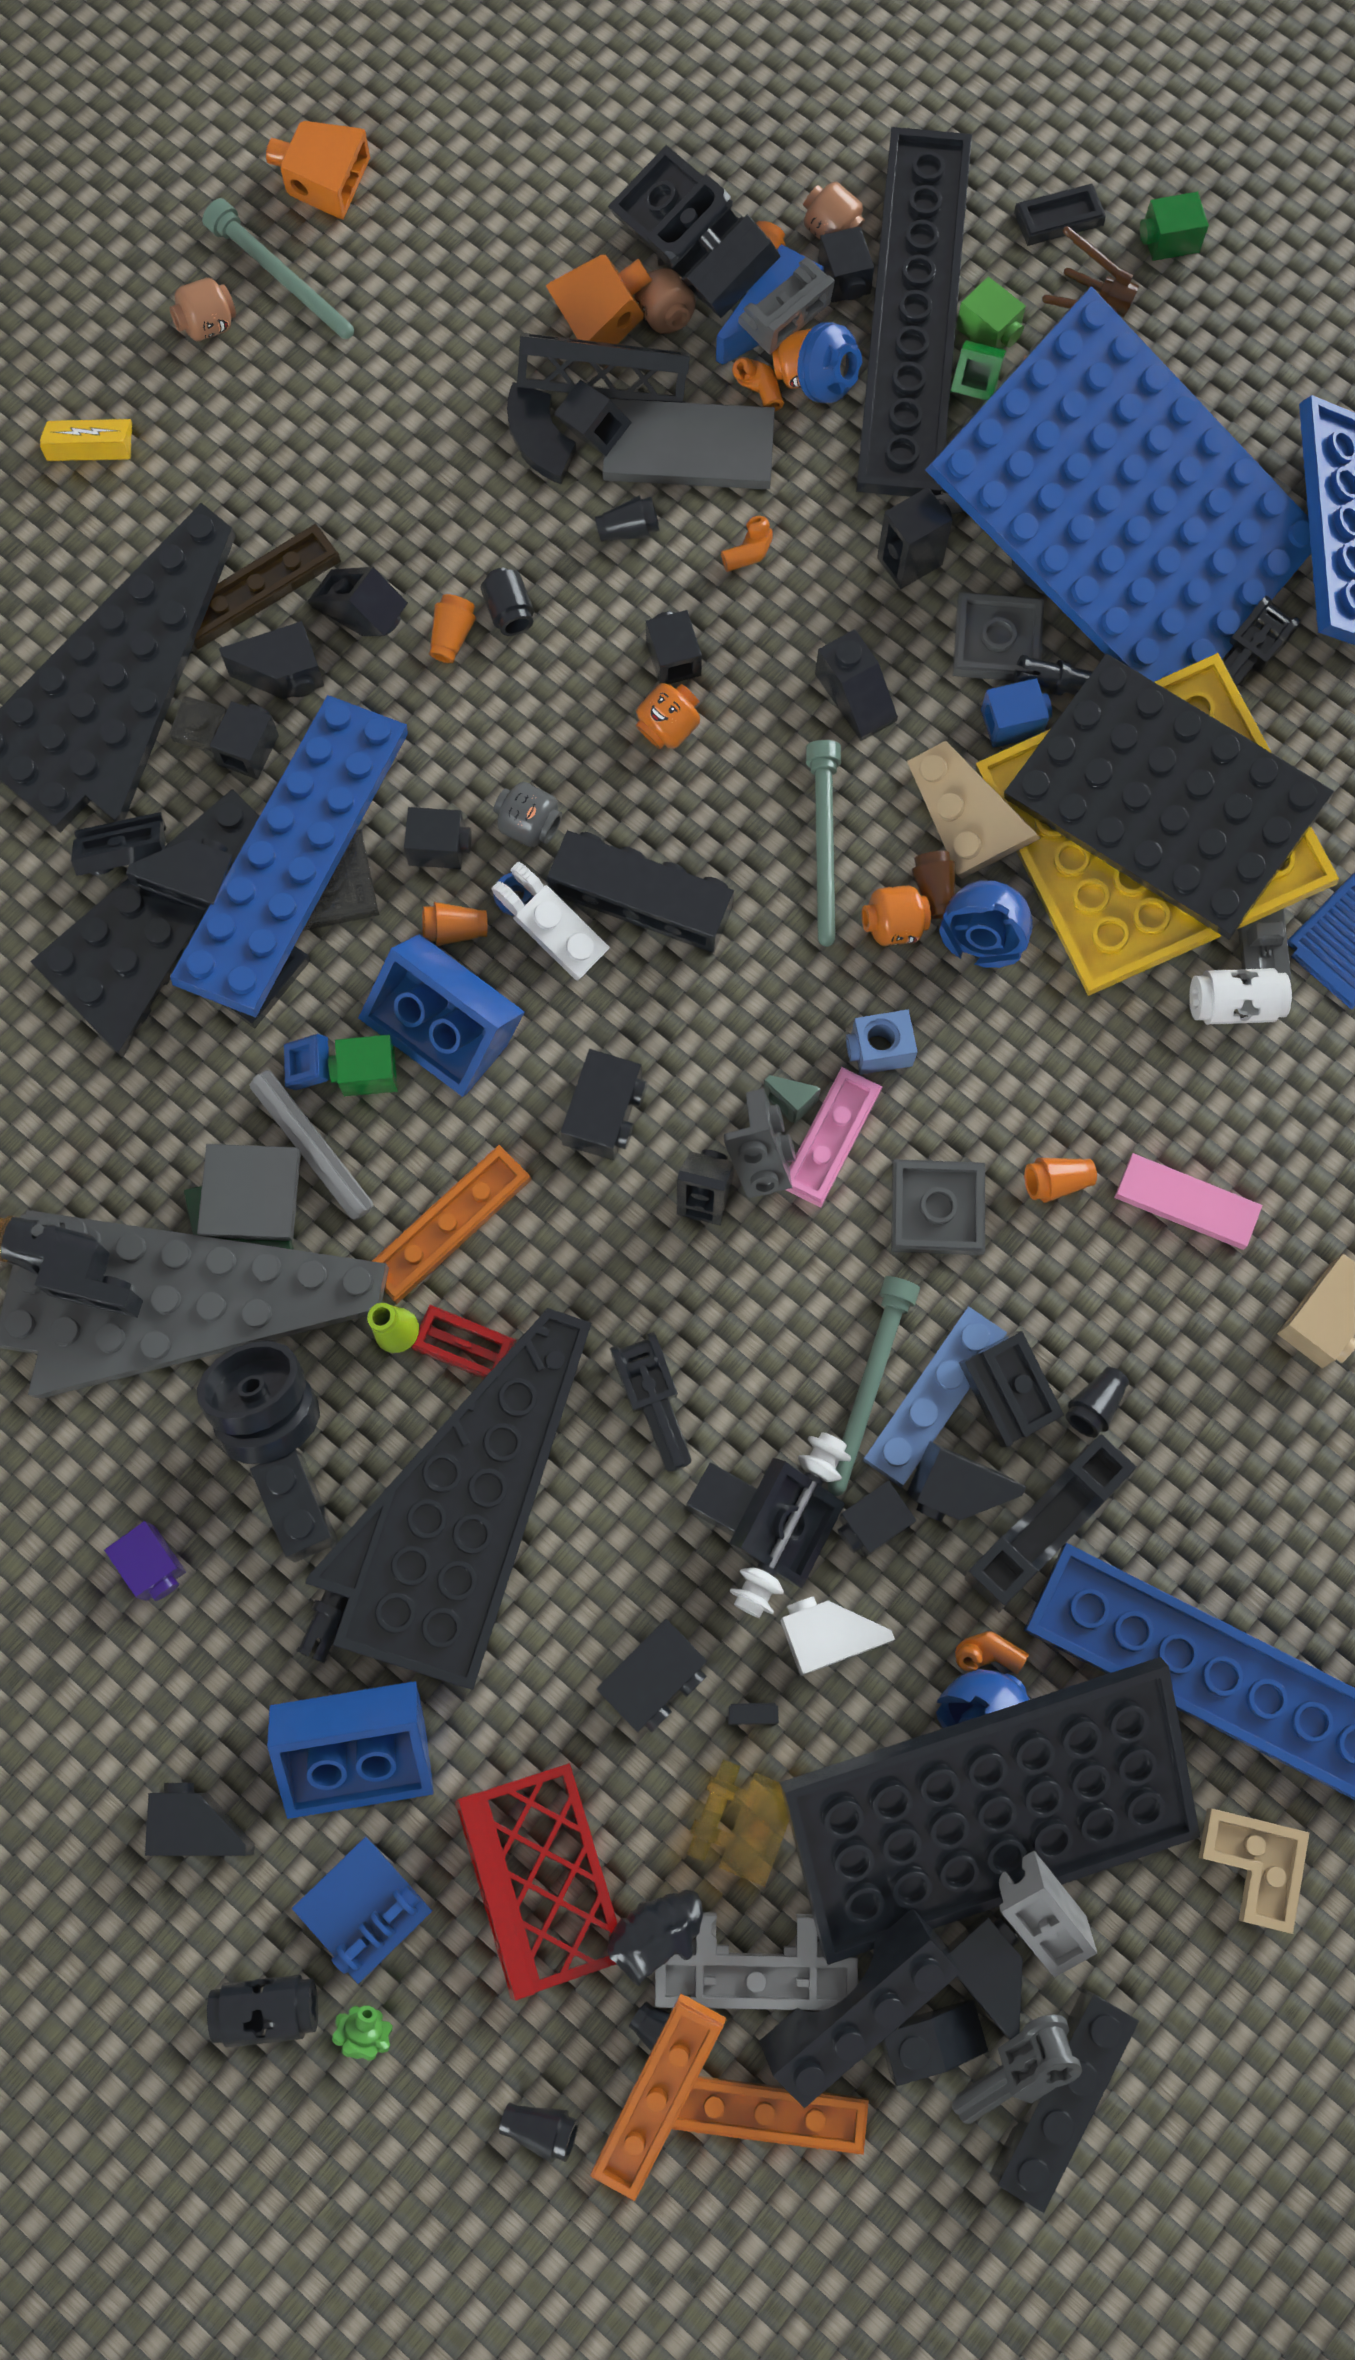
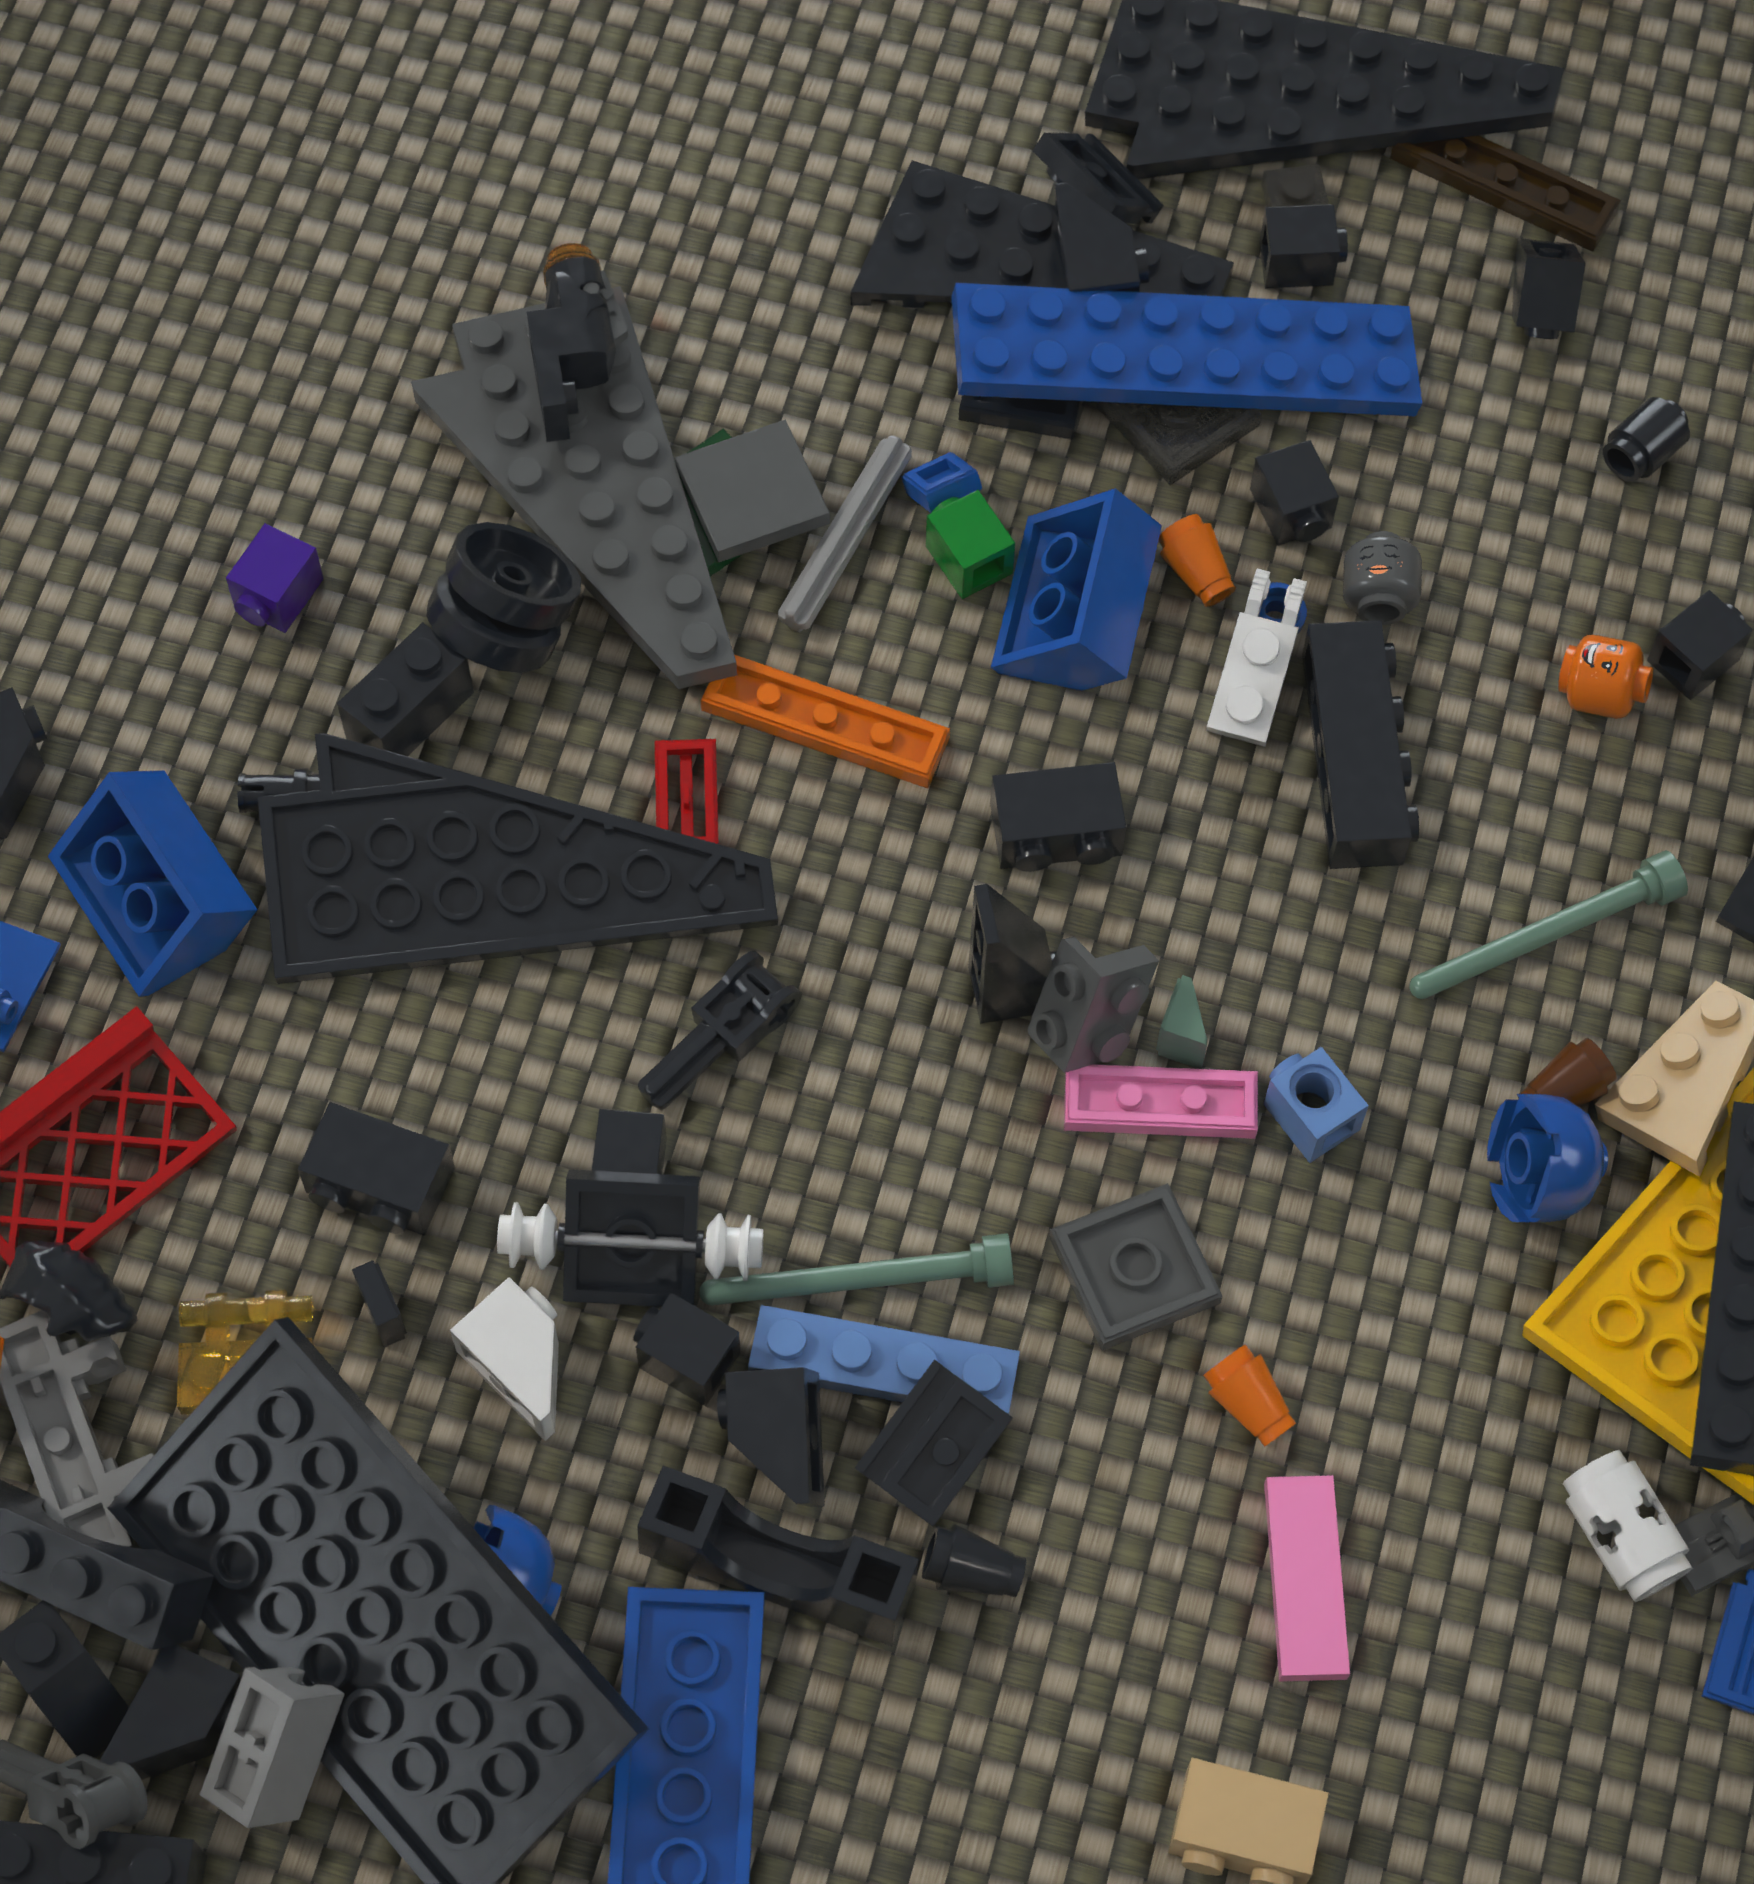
camera: 65 degrees right, 10 degrees down
(275, 662) = (1419, 236): black slope -> none
(393, 1327) = (665, 703): lime cone -> none
(450, 627) = (1575, 395): orange cone -> none
(896, 915) = (1494, 1050): orange head -> none
(989, 1648) = (586, 1557): orange arm -> none

